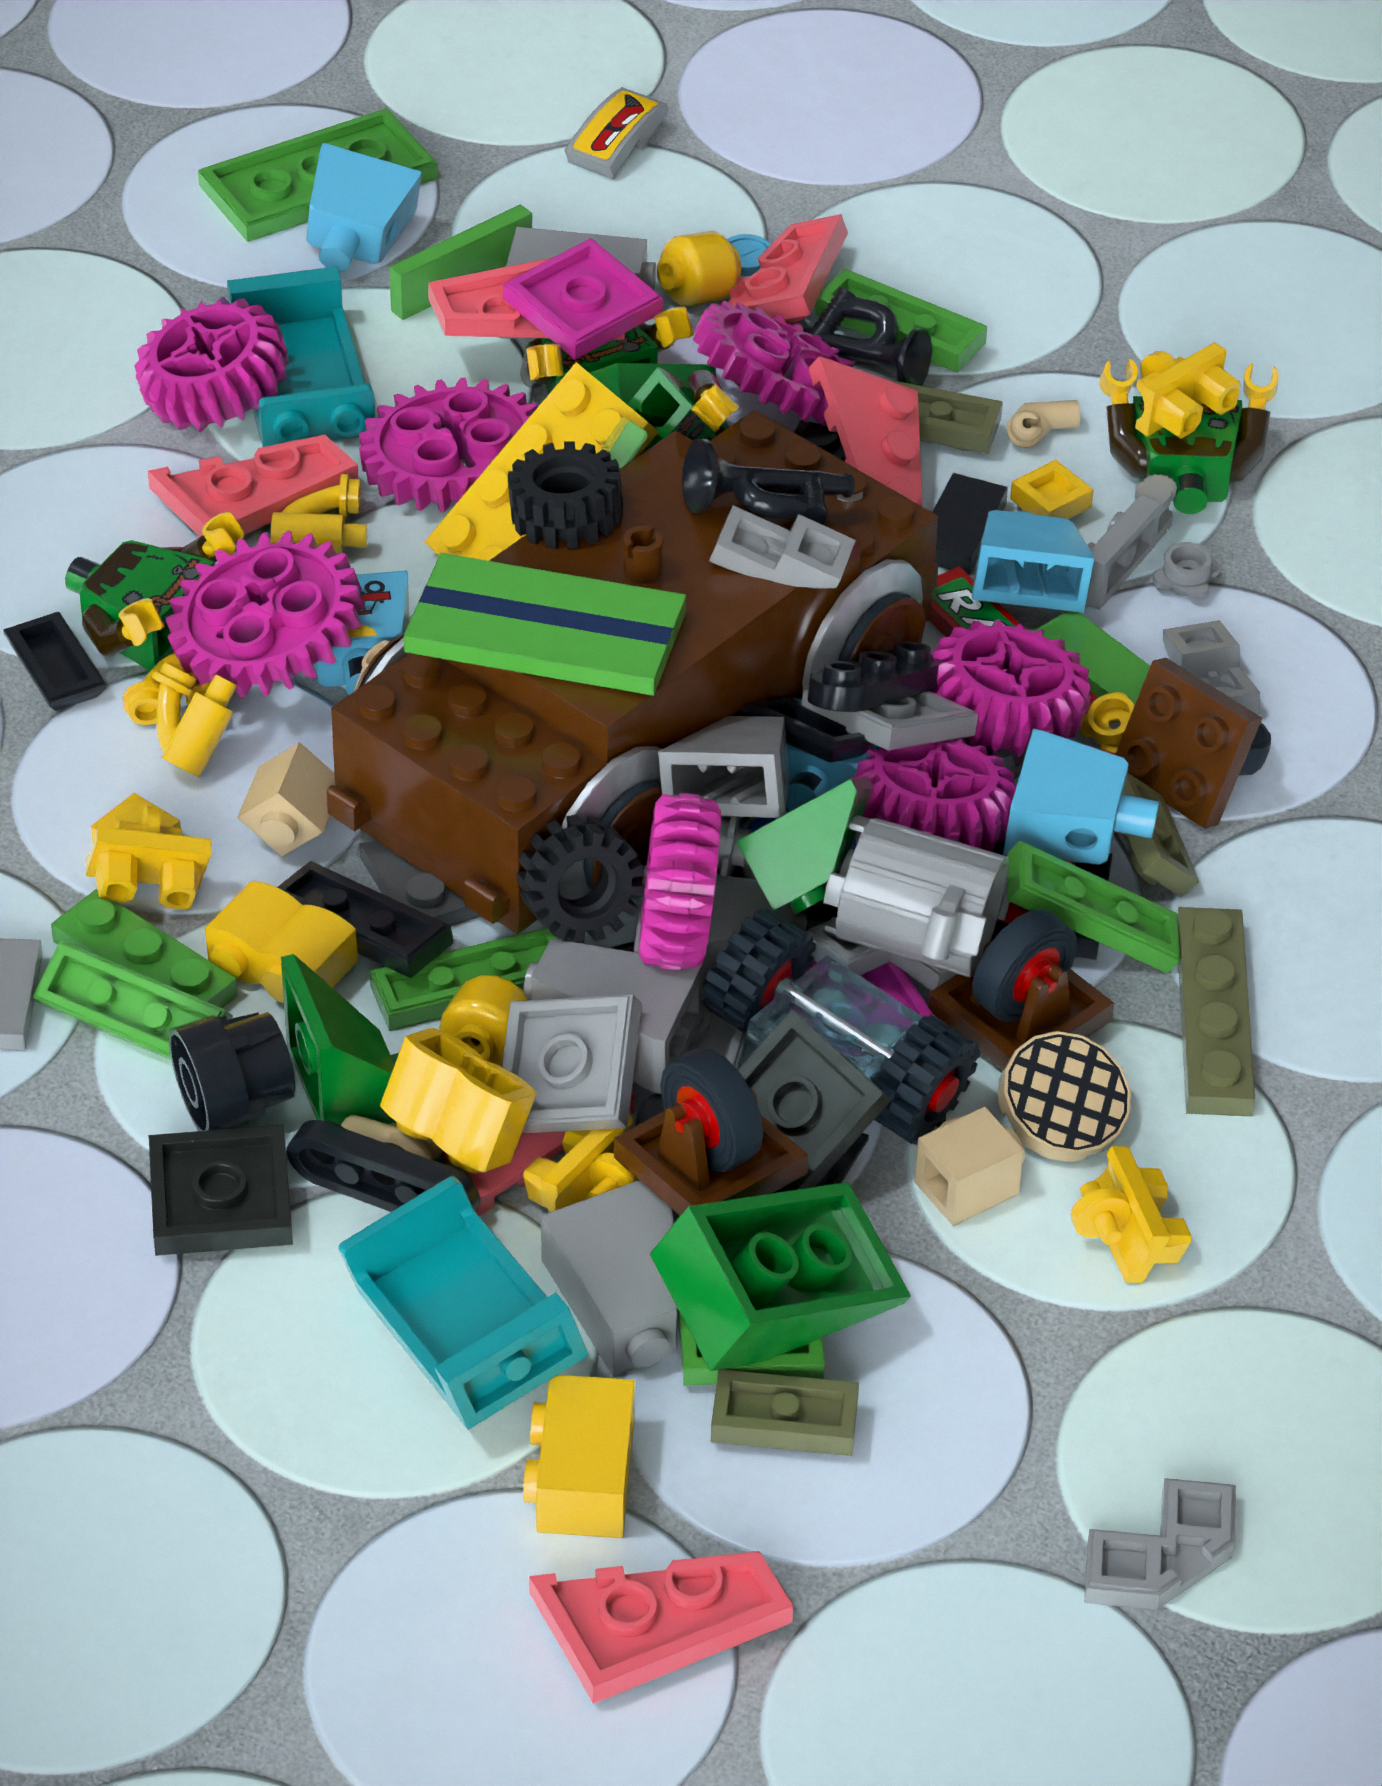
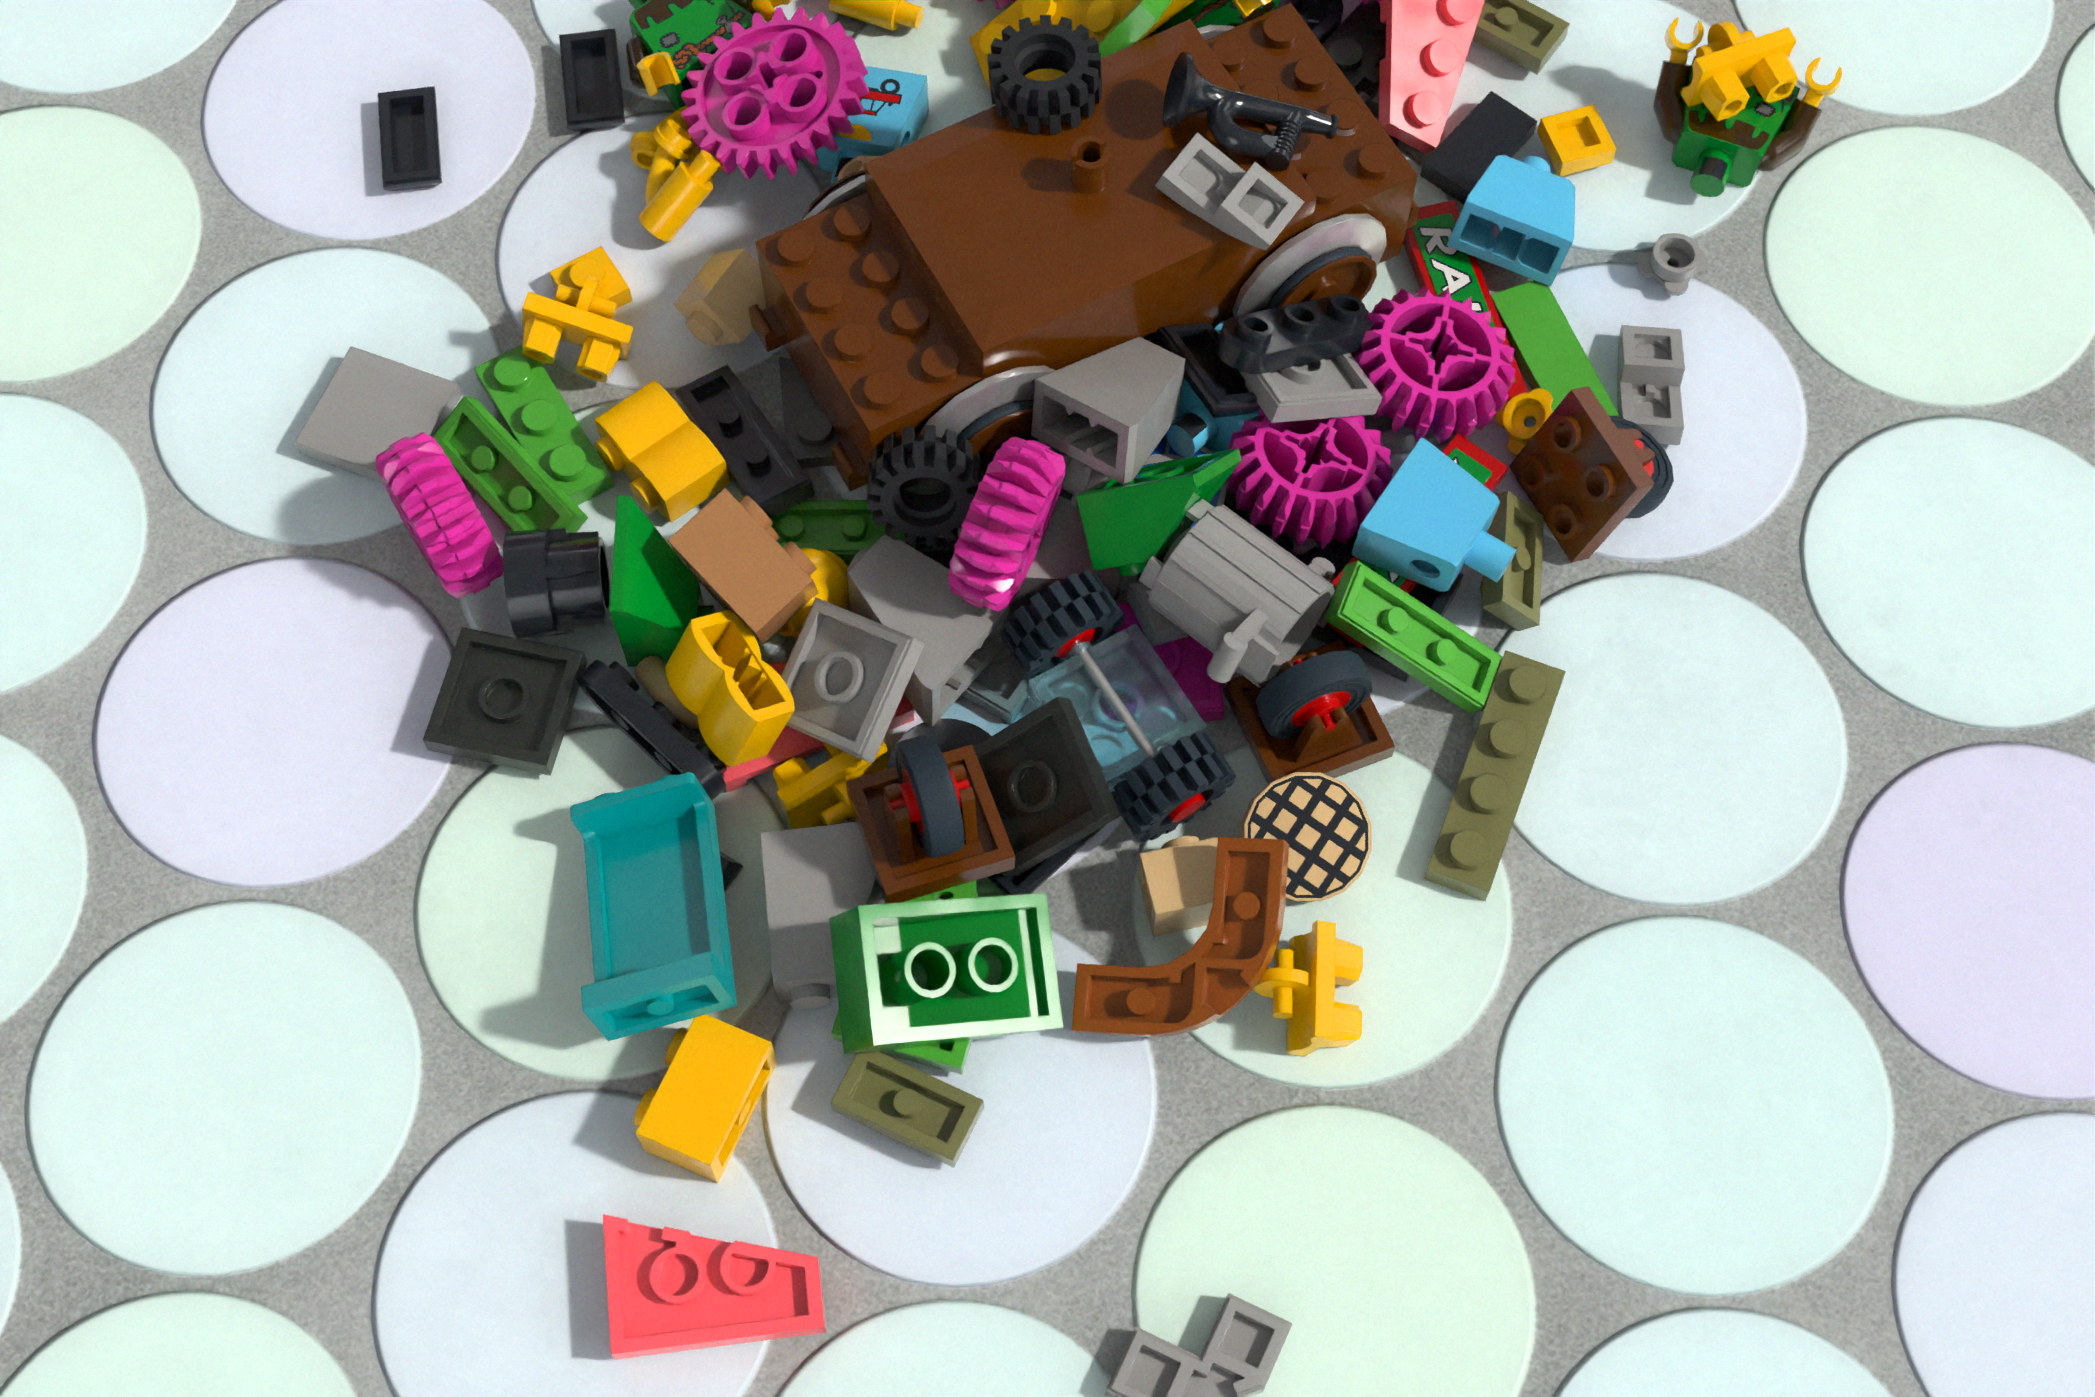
camera: 20 degrees right, 20 degrees up
(88, 1038) = (440, 514): none -> dark pink gear
(424, 982) = (743, 565): none -> medium nougat brick
(546, 623) = (969, 219): bright green tile -> none
(1027, 1222) = (1216, 970): none -> dark orange plate
(1036, 419) = (1599, 48): tan arm -> none
(1130, 538) = (1629, 213): light grey hinge -> none

